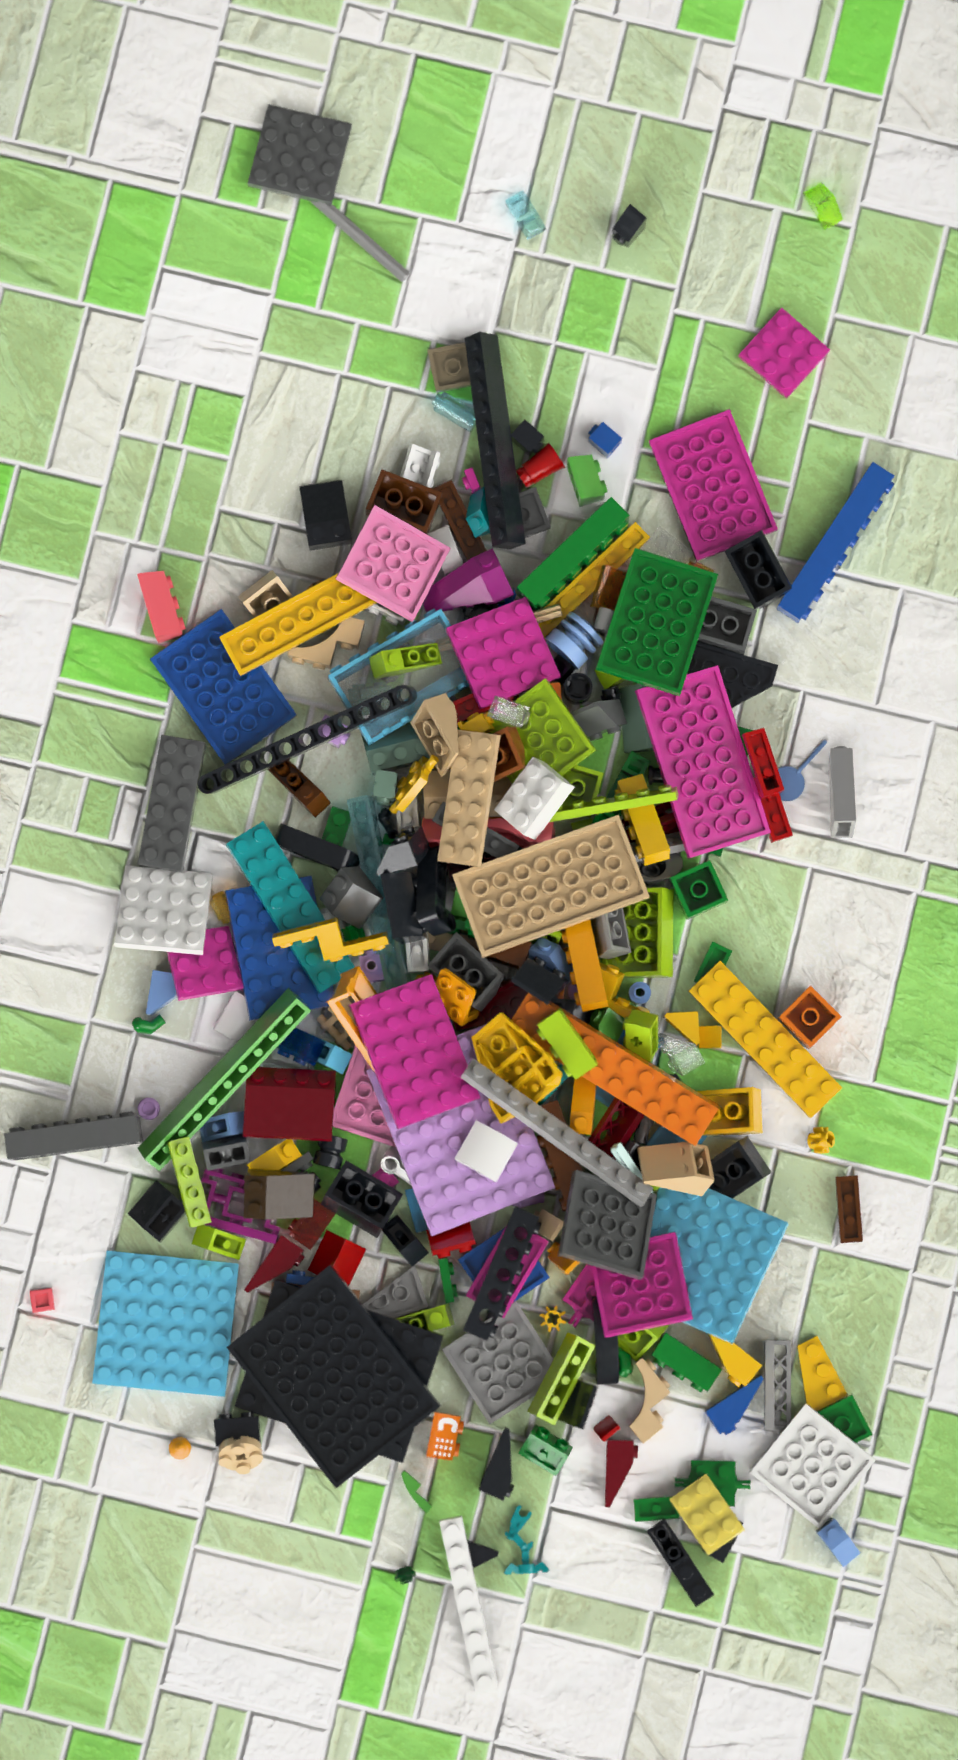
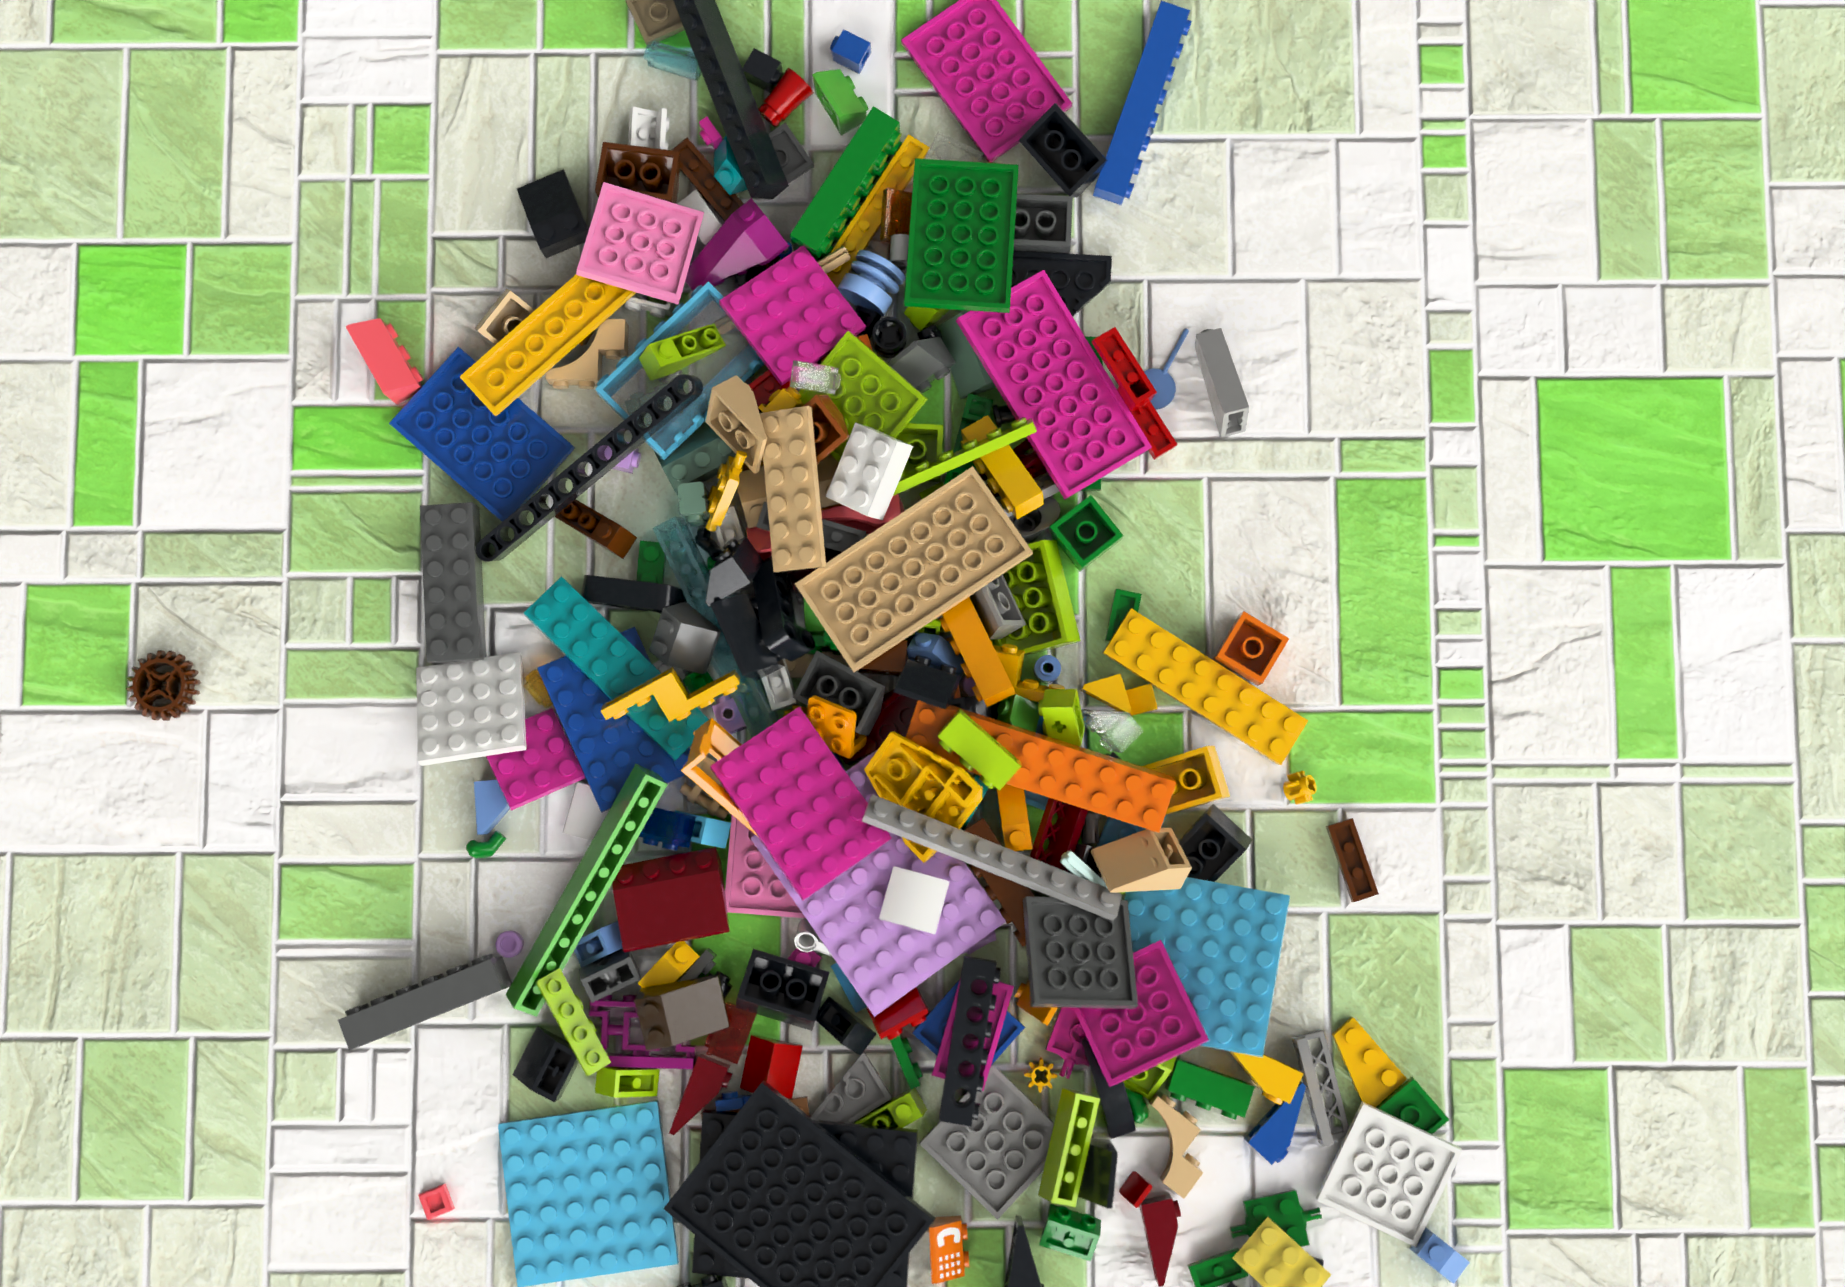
camera: 10 degrees left, 0 degrees up
(330, 1152) = (732, 944): black wheel -> none
(550, 1225) = (1011, 966): tan slope -> none

